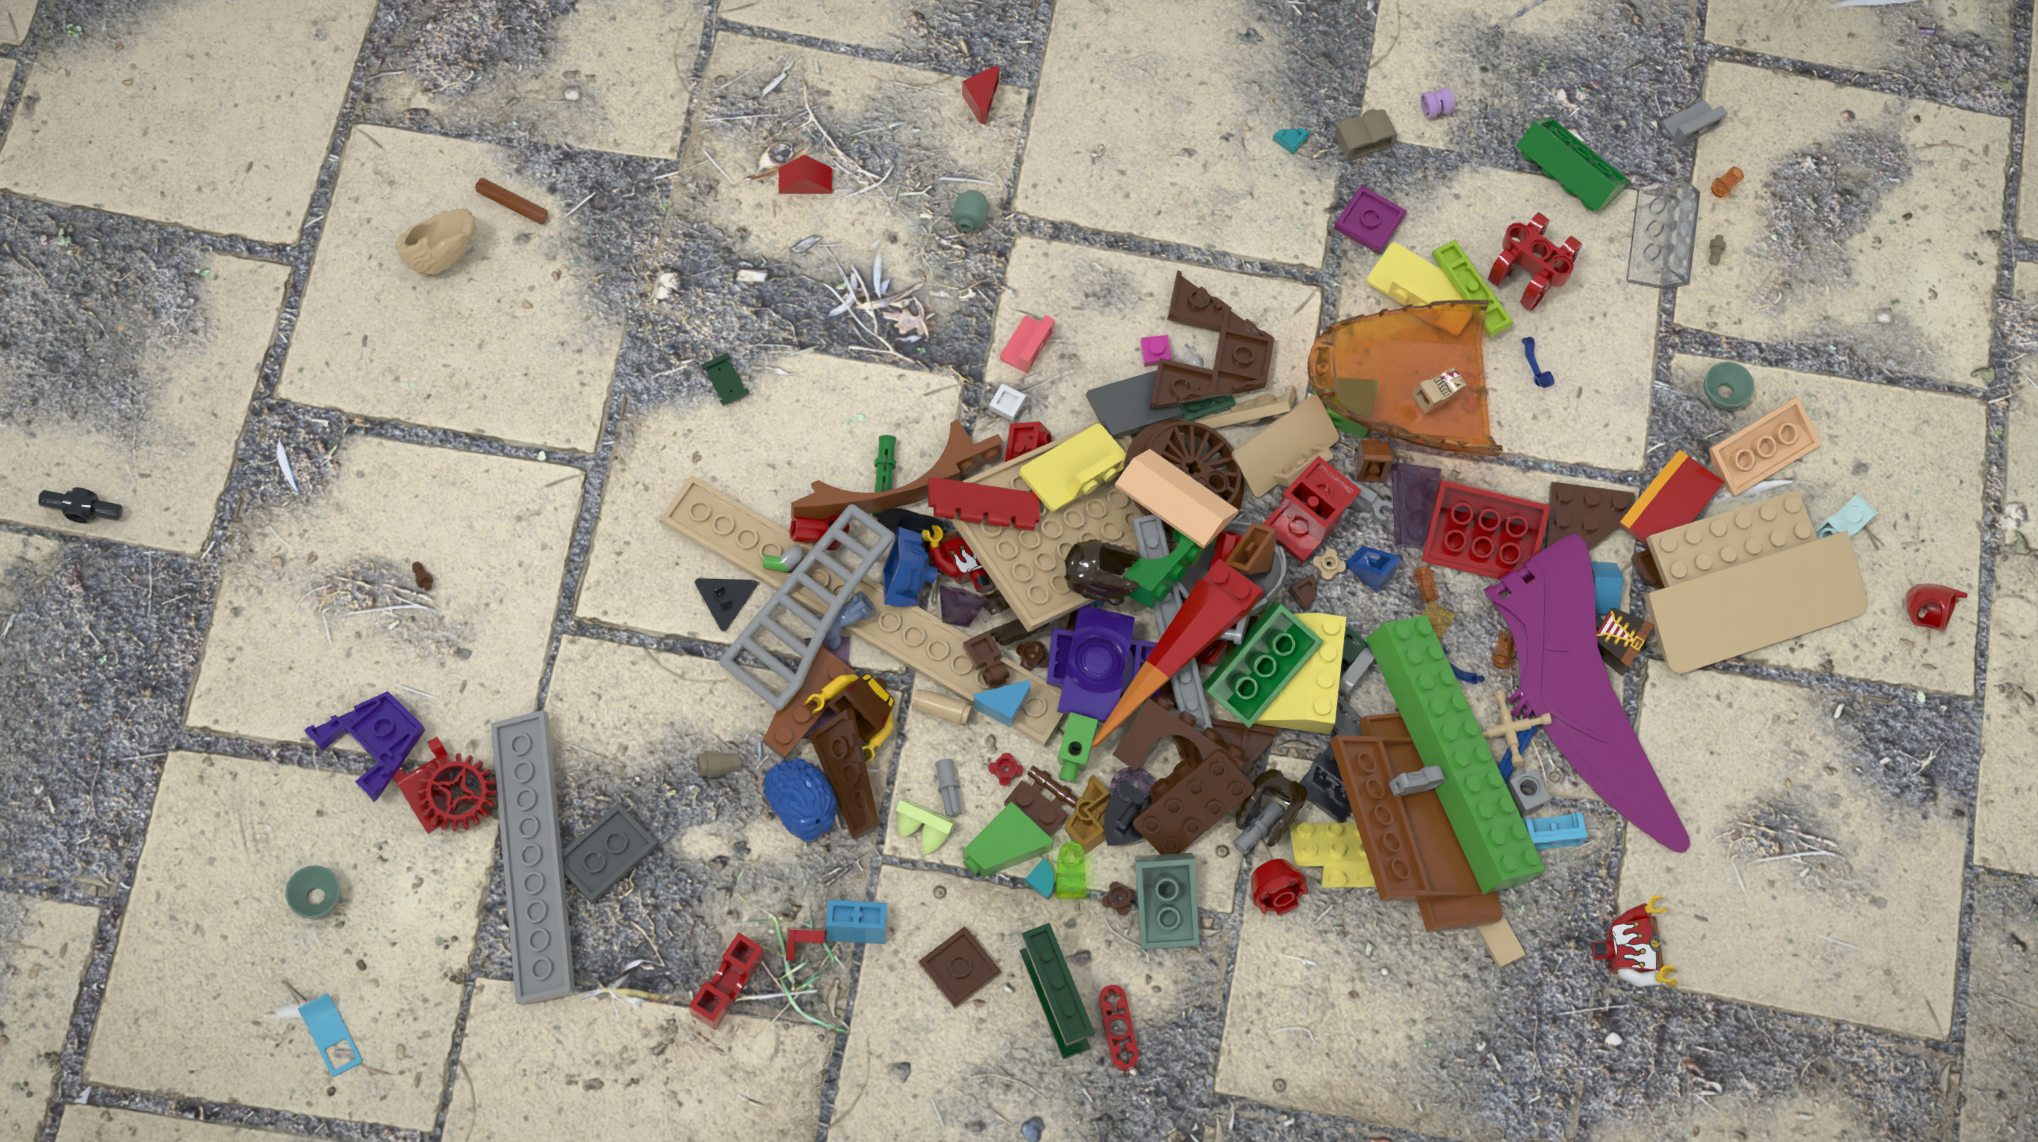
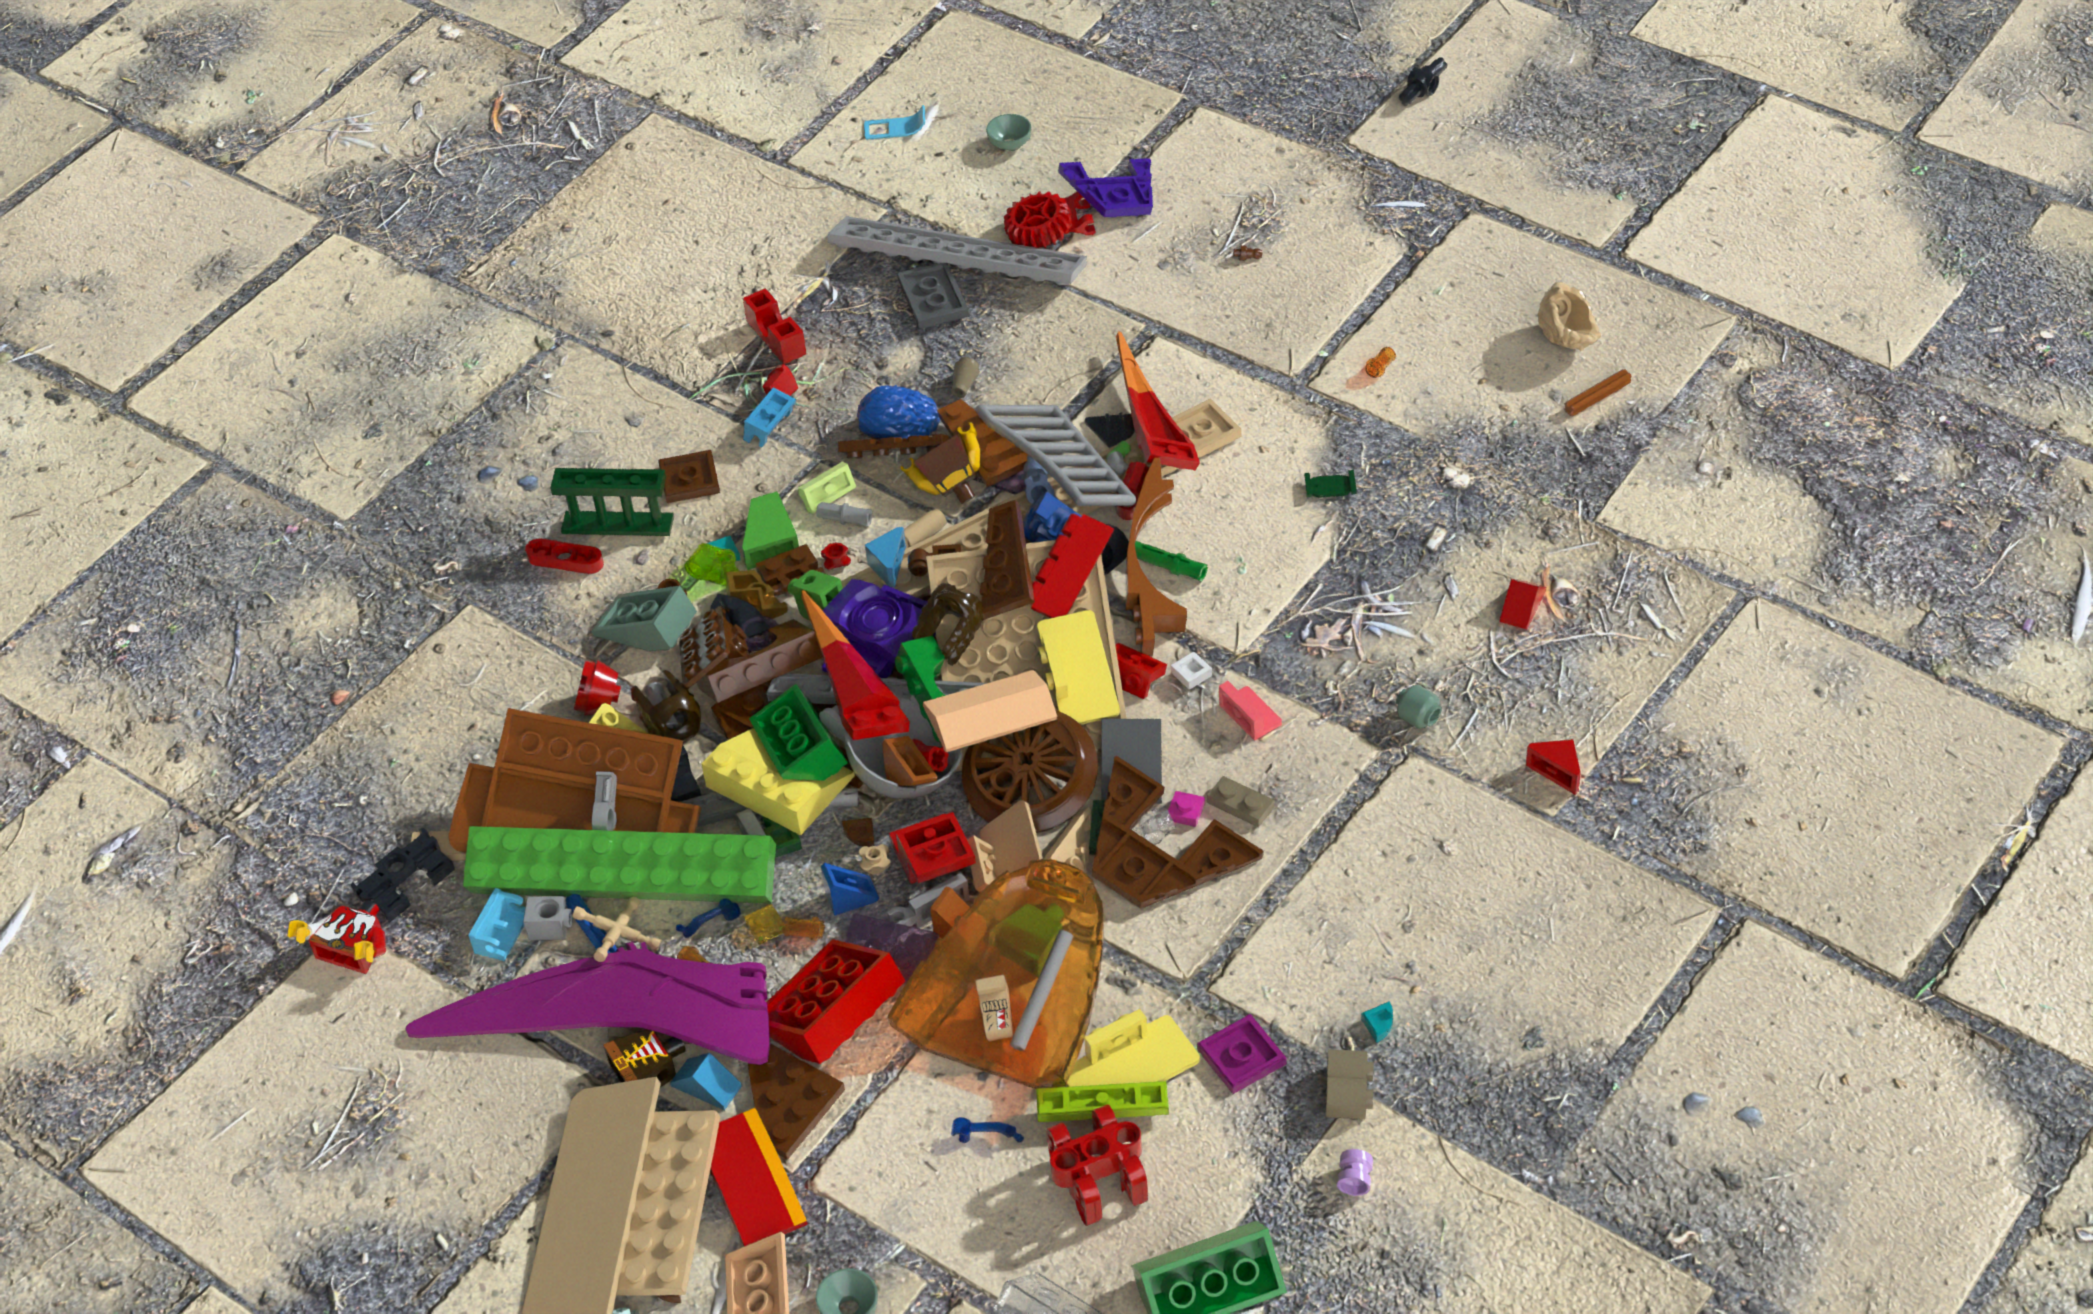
camera: 125 degrees right, 20 degrees down
(543, 393) = (1376, 366): none -> clear orange pin
(741, 531) = (1154, 427): none -> red plate
(1020, 547) = (1006, 566): none -> reddish brown wing
(1127, 313) = (1240, 801): none -> dark tan plate
(1407, 359) = (1041, 990): none -> light grey piece
(1523, 941) = (377, 884): none -> black piece

